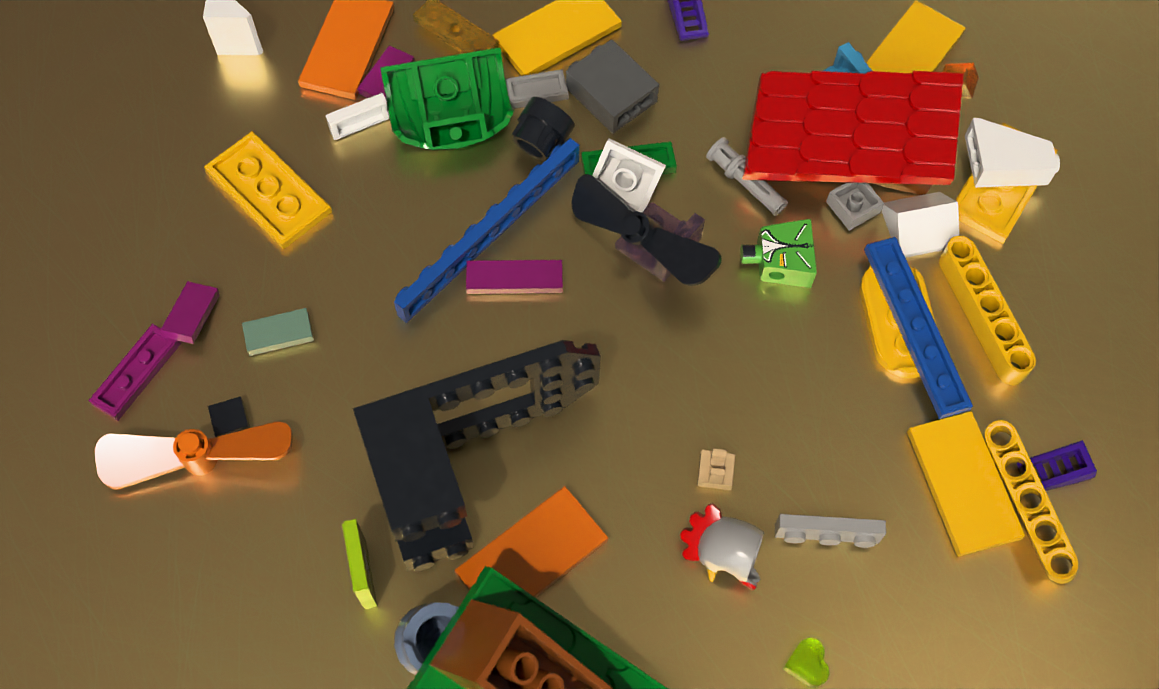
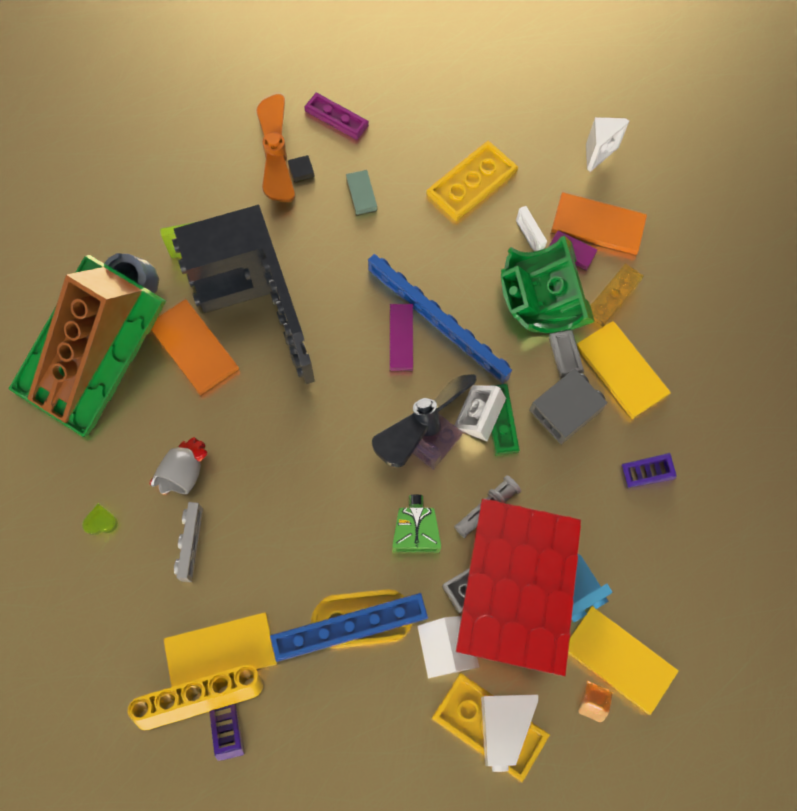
camera: 90 degrees right, 5 degrees up
(190, 312) = (375, 140): magenta tile -> none
(542, 128) = (522, 351): black piece -> none
(716, 469) = (244, 468): tan tile -> none
(984, 323) = (349, 687): yellow beam -> none

